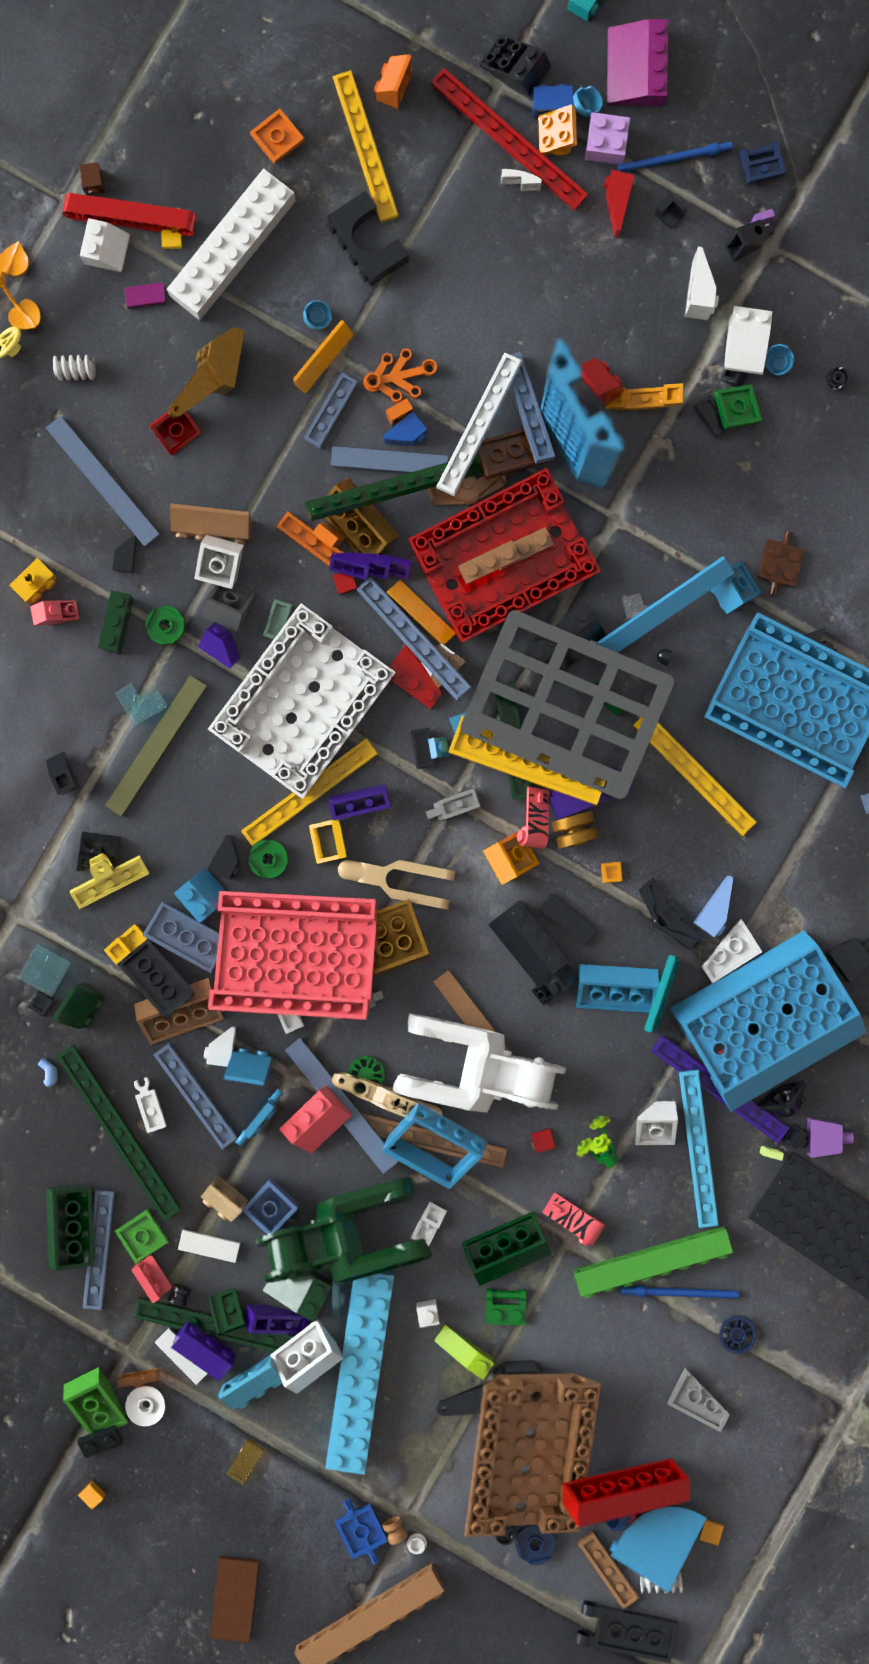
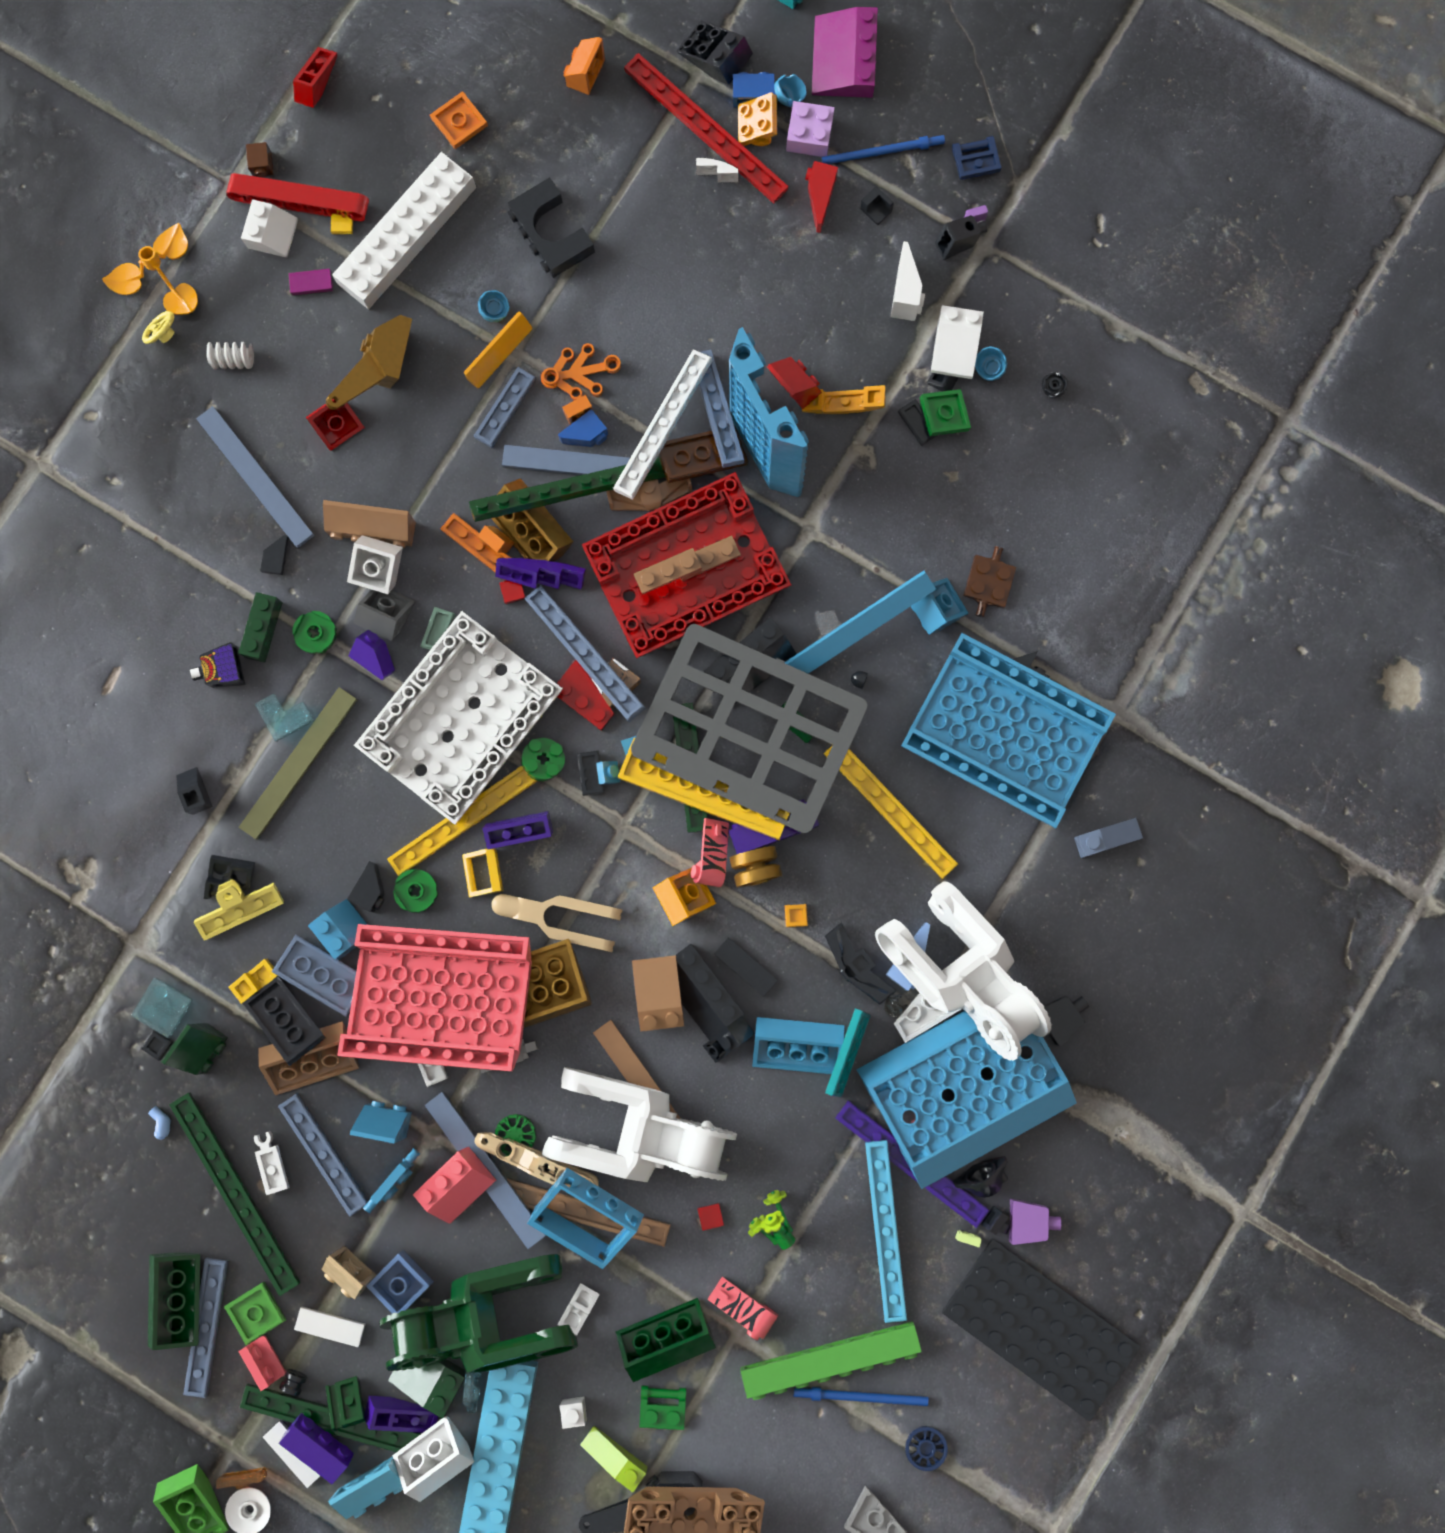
camera: 10 degrees right, 5 degrees down
(33, 582) = (174, 581): yellow brick -> none
(54, 612) = (194, 615): coral slope -> none
(80, 660) = (220, 667): none -> torso
(138, 97) = (313, 77): none -> red slope
(221, 1048) = (353, 1100): white slope -> none
(365, 146) = (553, 133): yellow tile -> none
(373, 727) = (540, 747): none -> green plate
(421, 613) = (594, 625): light orange slope -> none
(454, 805) = (623, 836): light grey hinge -> none
(491, 945) = (658, 993): none -> medium nougat slope
(657, 1124) = (839, 1202): white slope -> none
(777, 927) = (976, 980): none -> white arm

